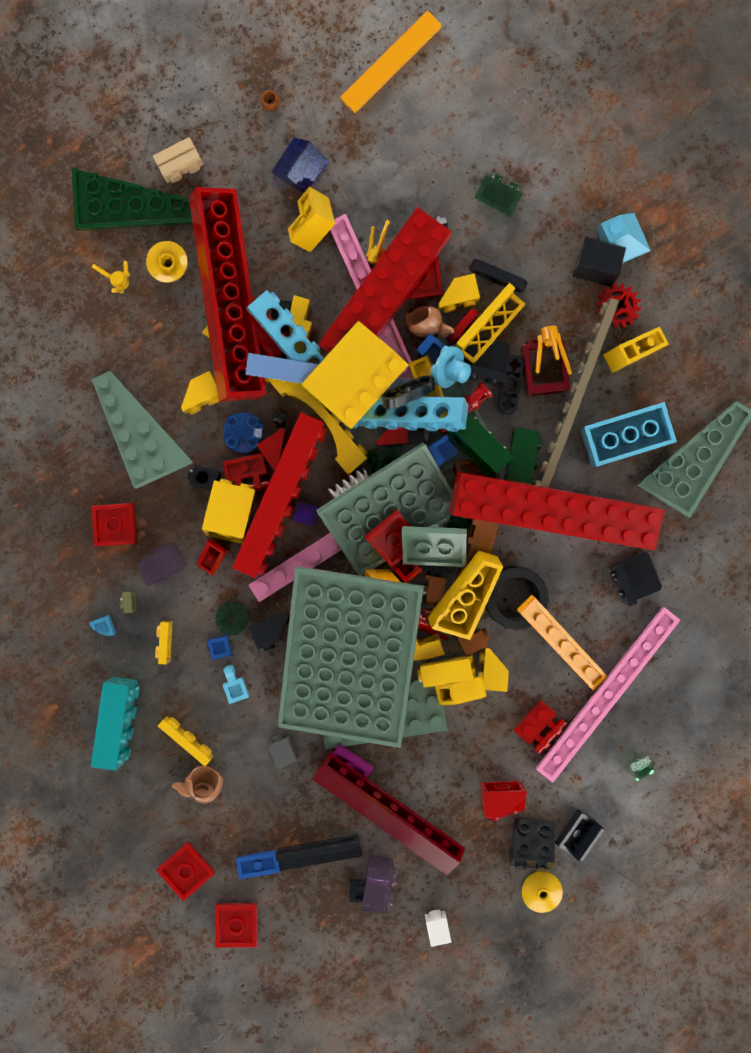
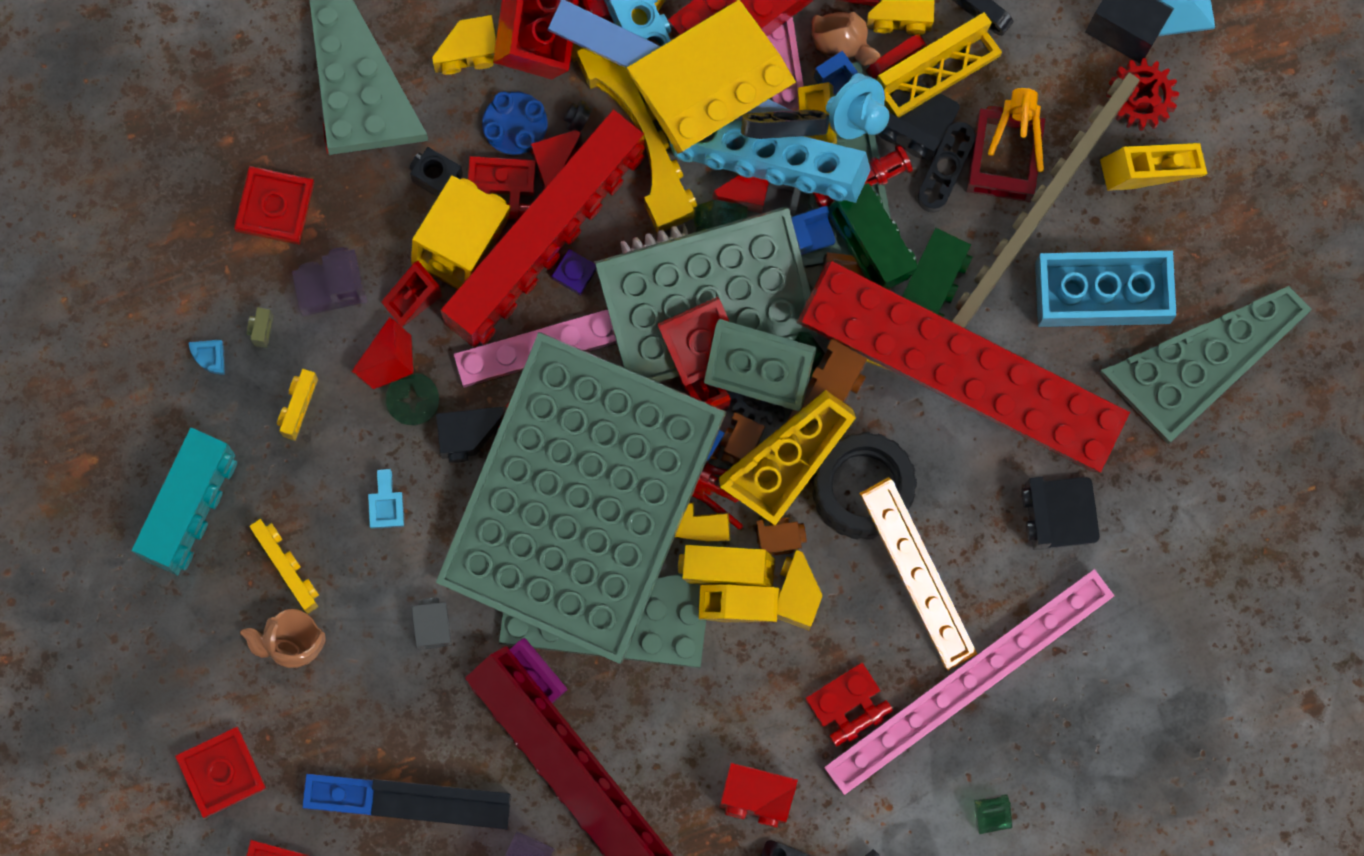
camera: 10 degrees right, 10 degrees down
(209, 598) = (387, 357): none -> red slope
(219, 647) = (380, 439): blue tile -> none

